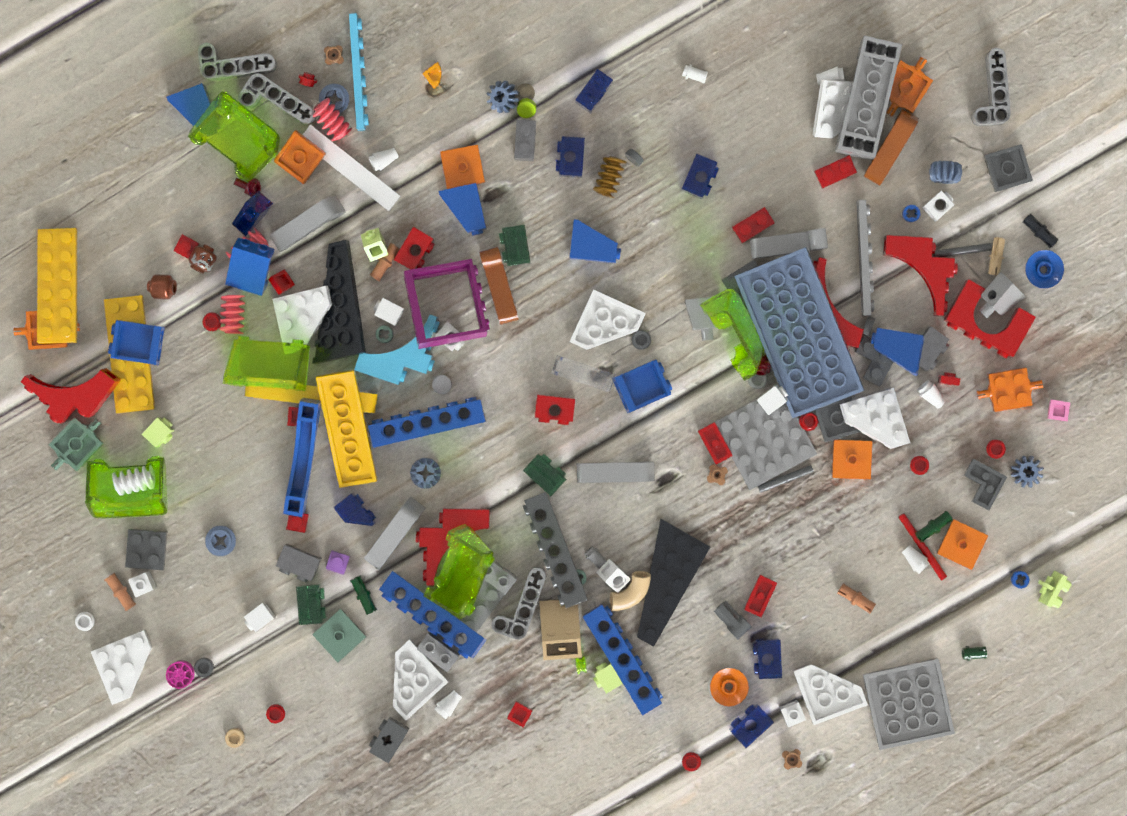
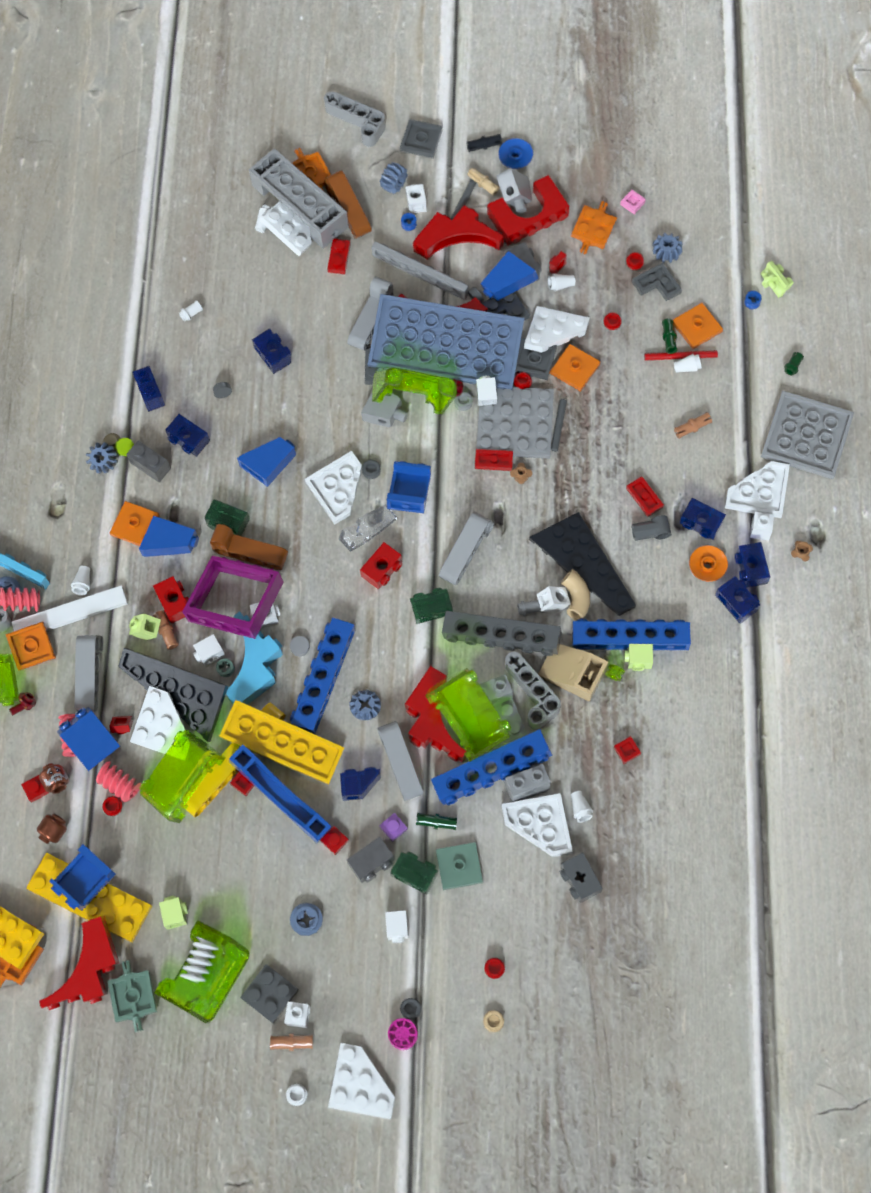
camera: 50 degrees left, 20 degrees down
(252, 213) = (46, 713): clear blue slope -> none
(433, 75) = (46, 503): light orange tile -> none
(609, 176) = (223, 415): pearl gold piece -> none
(691, 761) = (756, 632): red plate -> none
(710, 719) = (739, 610): none -> clear blue brick
(753, 225) = (338, 336): red plate -> none

